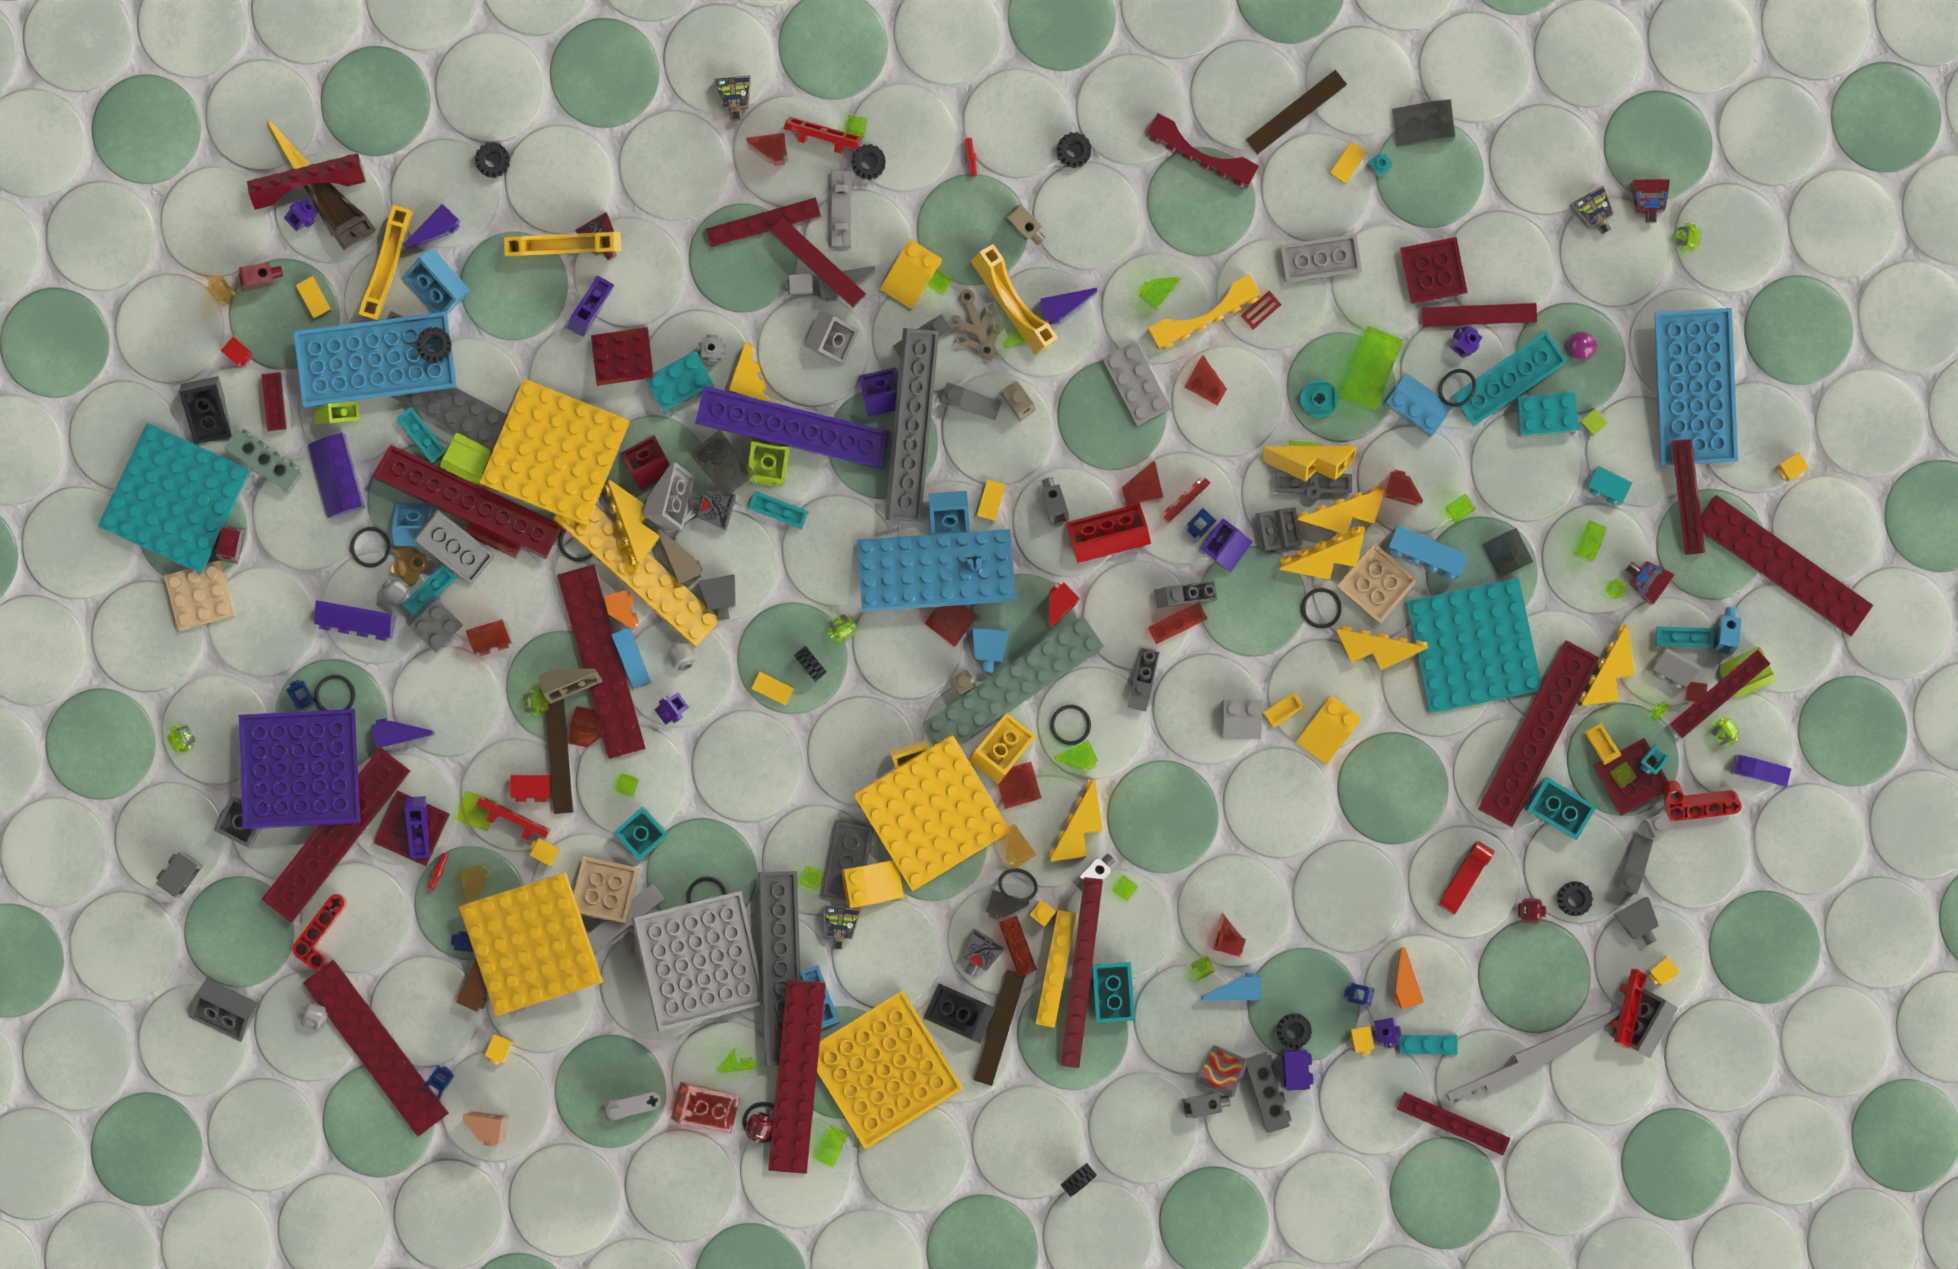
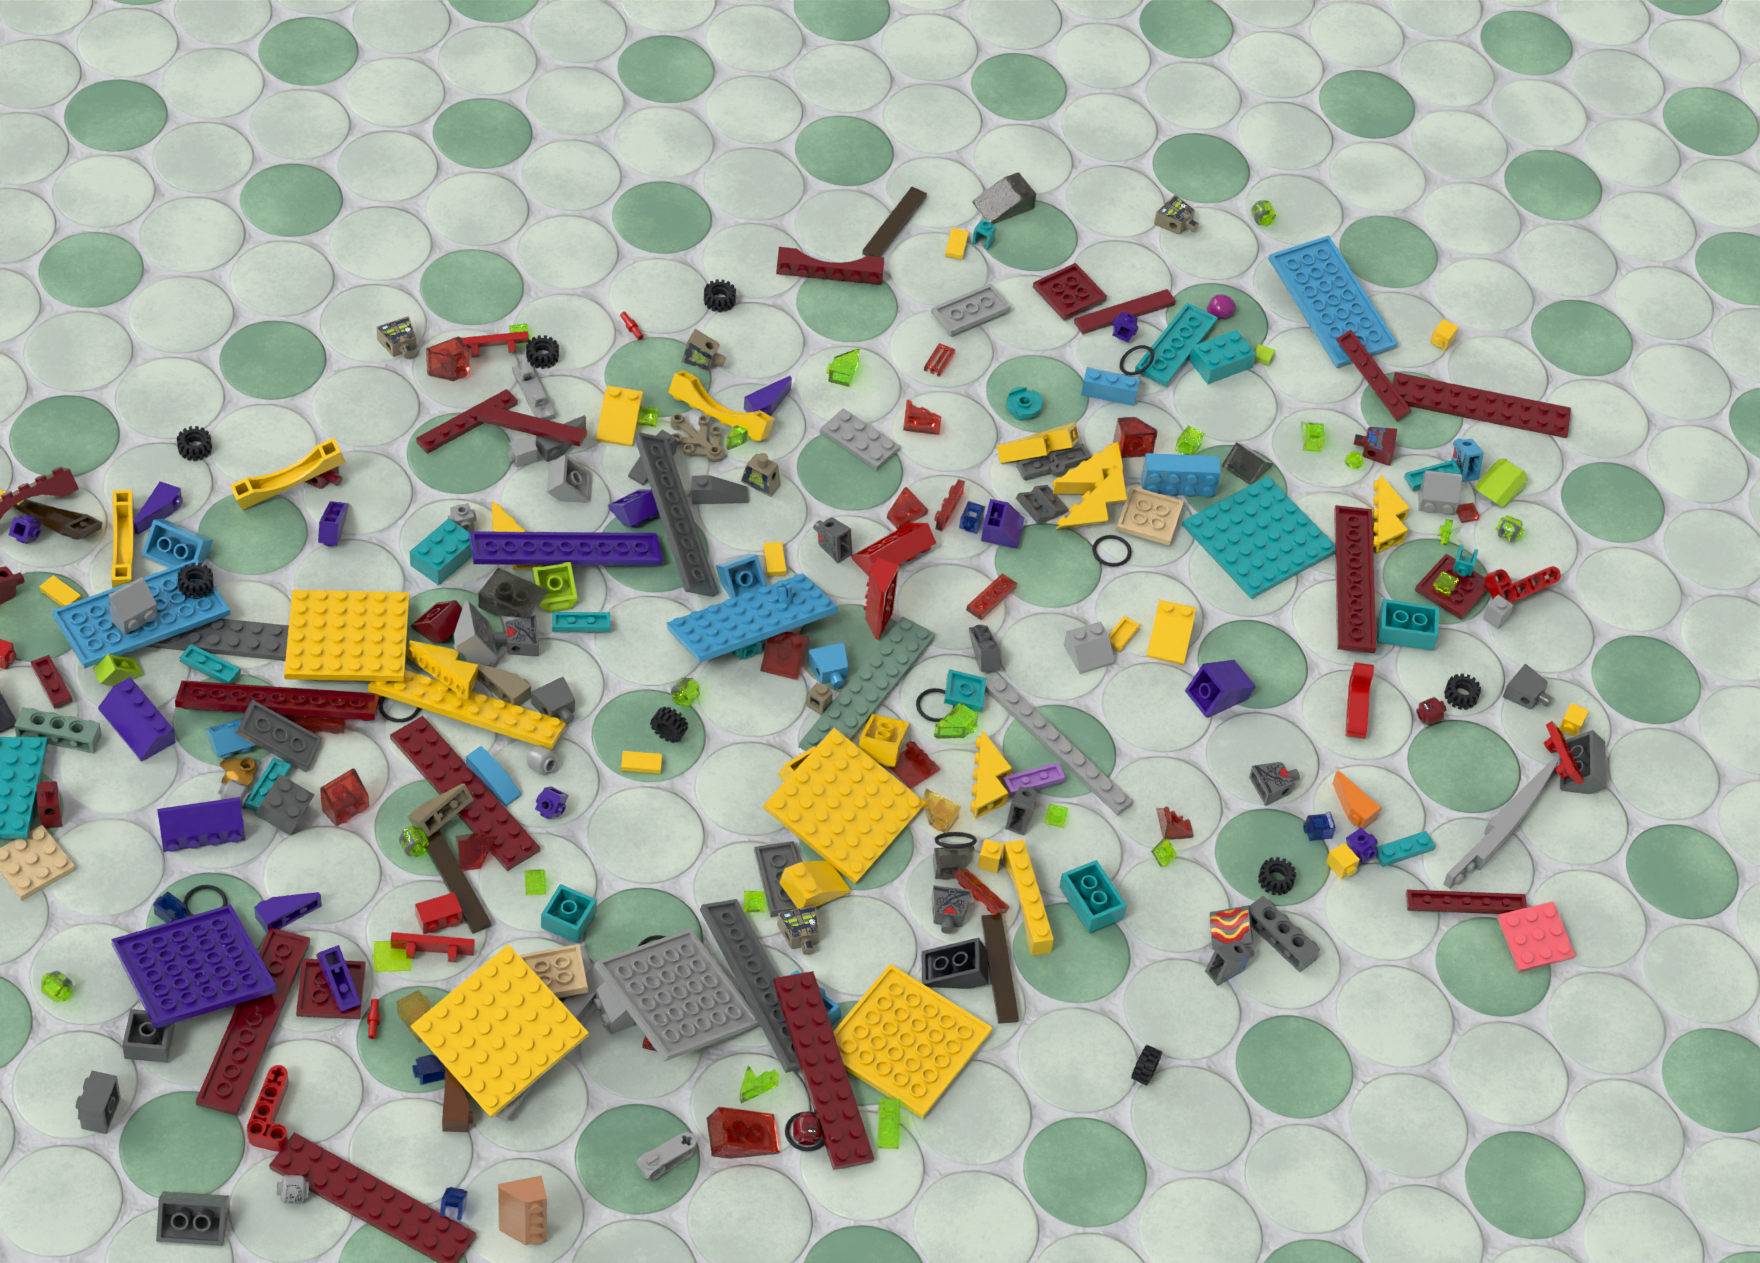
camera: 25 degrees left, 35 degrees down
(364, 365) = (132, 606): none -> light grey slope
(370, 564) = (196, 785): black tyre -> none
(466, 458) = (261, 669): lime slope -> none
(498, 1049) = (504, 1153): yellow brick -> none
(544, 851) = (474, 960): yellow brick -> none
(619, 607) = (463, 738): orange slope -> none
(622, 356) = (380, 545): dark red plate -> none
(1081, 972) = (1055, 886): dark red plate -> none
(1101, 723) = (965, 689): none -> teal plate
(1121, 843) = (1035, 778): none -> medium lavender plate
(1162, 812) = (1059, 746): none -> light grey plate
(1169, 330) = (870, 391): yellow arch -> none
(1185, 594) = (982, 573): dark grey slope -> none
(1239, 989) = (1208, 858): dark azure slope -> none
(1296, 1069) = (1298, 899): dark purple brick -> none
(1342, 930) = (1273, 781): none -> dark grey torso
(1344, 810) = (1219, 687): none -> dark purple slope
(1371, 369) = (1056, 368): clear neon green brick -> none
(1385, 650) = (1185, 556): yellow slope -> none
(1497, 1183) = (1536, 936): none -> coral plate
(1602, 743) = (1413, 569): yellow tile -> none
(1608, 485) = (1303, 390): teal brick -> none
(1635, 864) = (1498, 652): dark grey slope -> none
(1650, 197) = (1215, 196): torso -> none
(1720, 693) = (1488, 499): dark red plate -> none
(1760, 770) = (1554, 548): dark purple slope -> none

